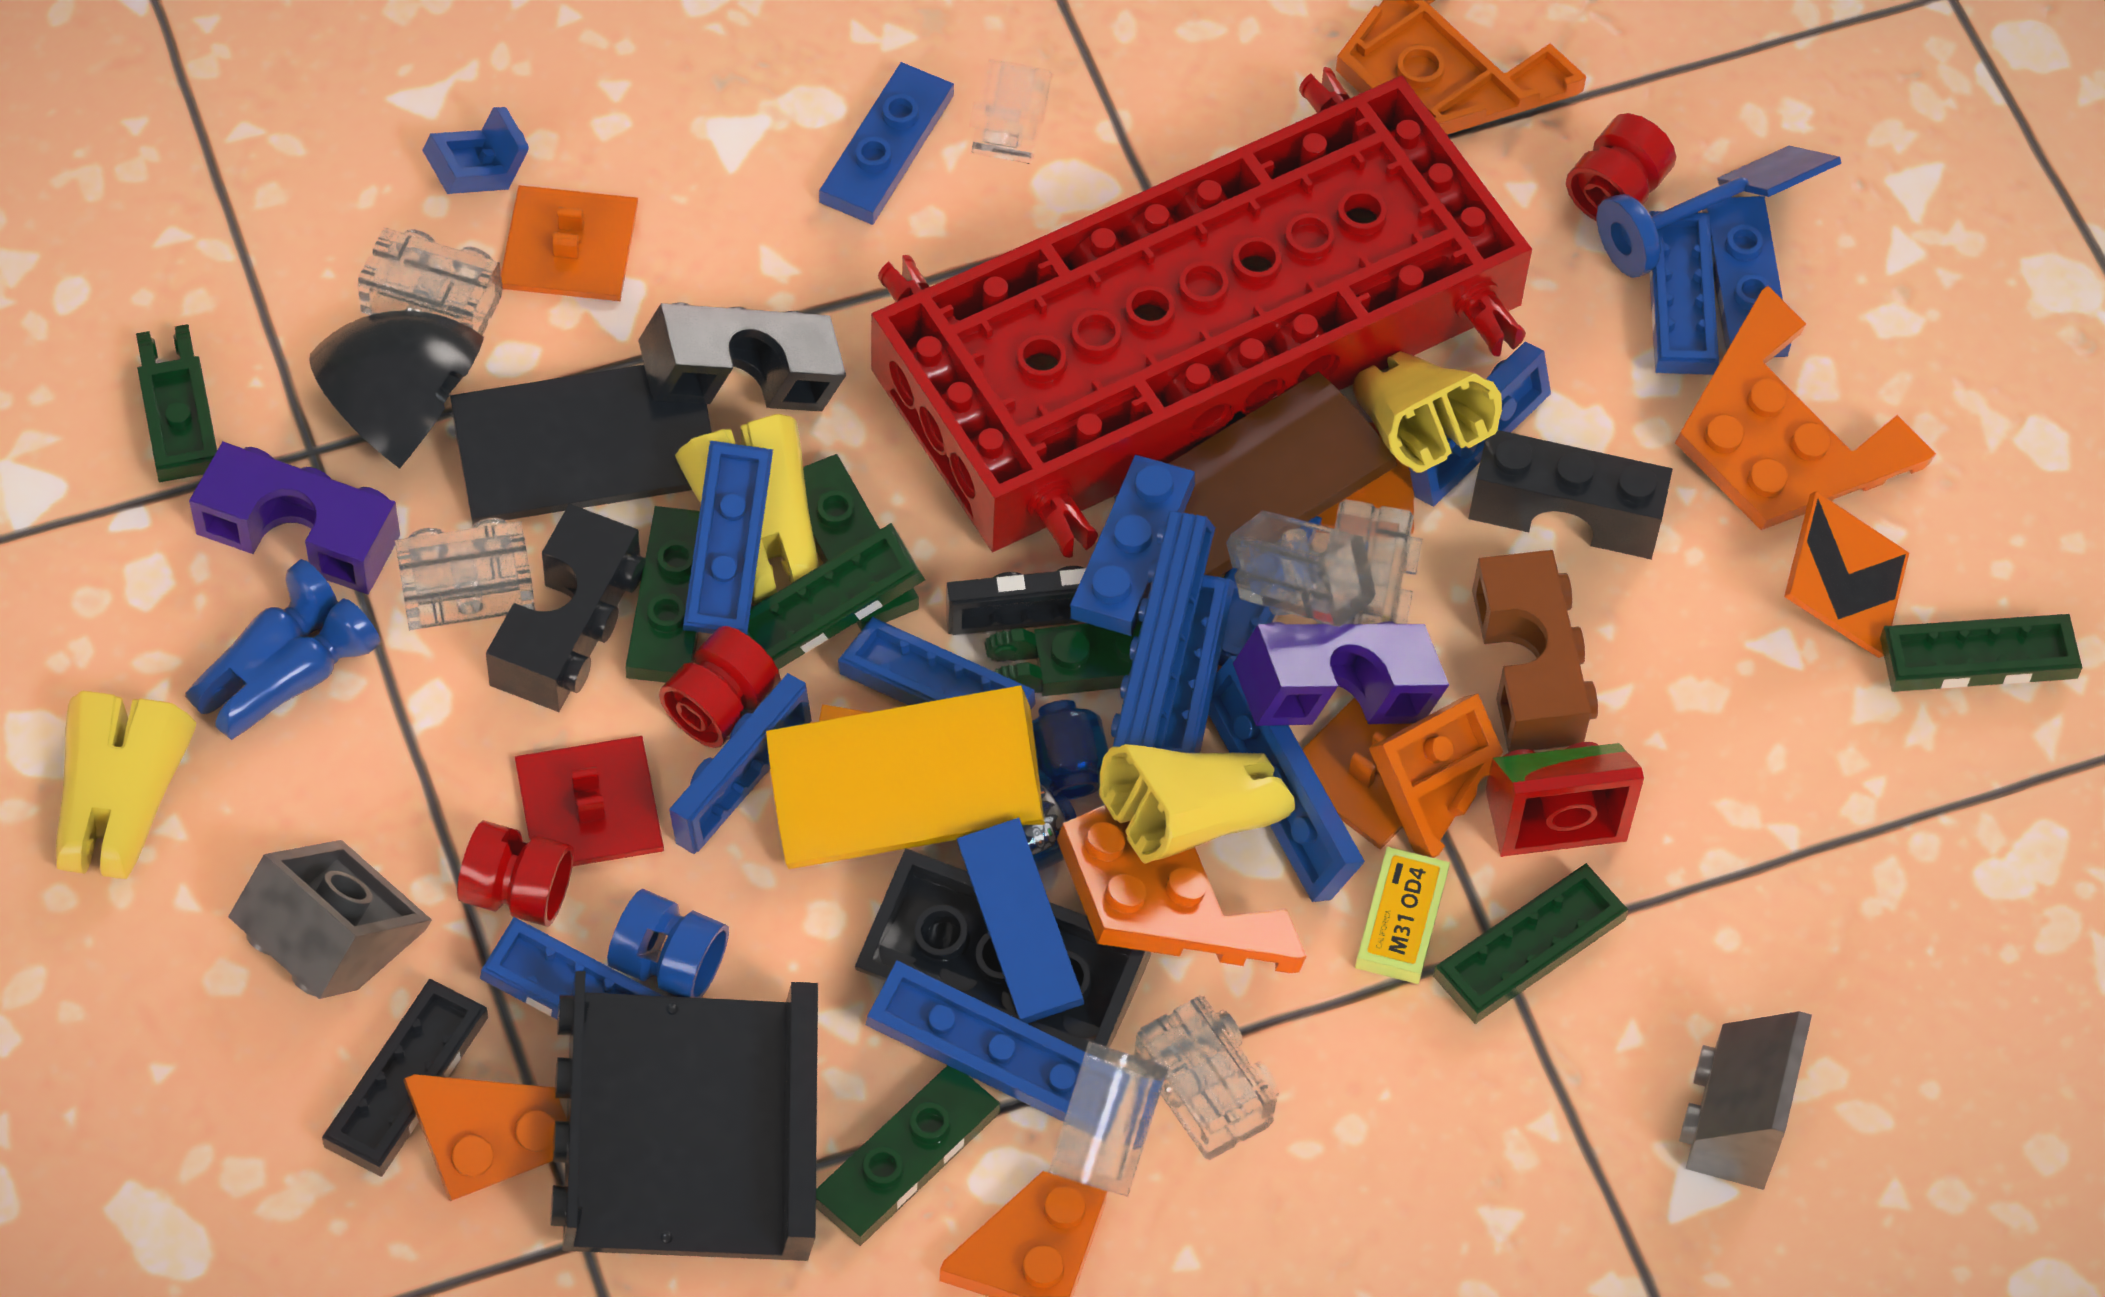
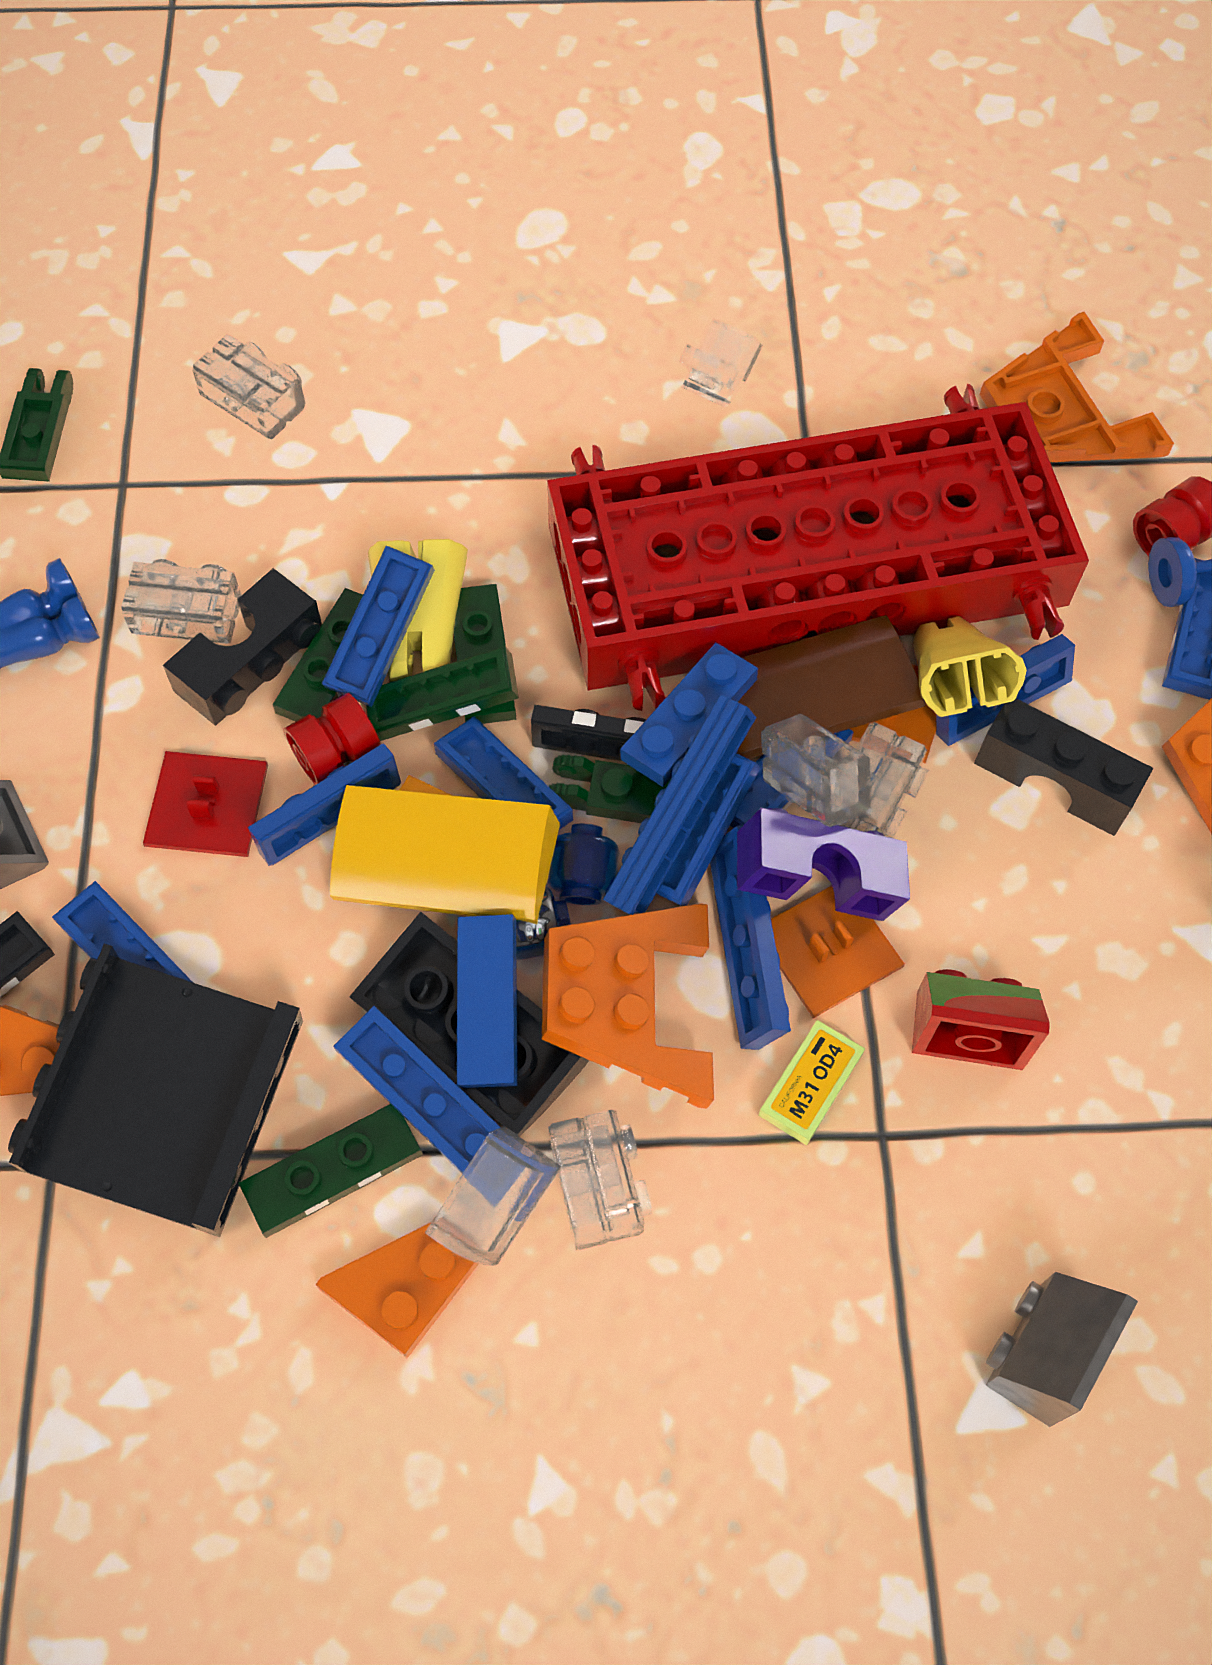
camera: 20 degrees right, 5 degrees up
(252, 492) = (55, 503): dark purple arch -> none
(394, 375) = (190, 441): black brick -> none
(478, 158) = (322, 306): blue bracket -> none
(515, 873) = (115, 844): red wheel -> none
(569, 243) = (367, 382): orange piece -> none
(571, 443) = (308, 522): black slope -> none
(688, 956) = (203, 934): blue wheel -> none
(695, 347) = (483, 495): arch -> none
(886, 143) = (623, 367): blue plate -> none
(1189, 797) = (660, 936): light yellow piece -> none
(1436, 769) = (878, 966): orange wing -> none
(1528, 604) = (992, 930): dark orange arch -> none
(1530, 943) = (911, 1140): dark green plate -> none

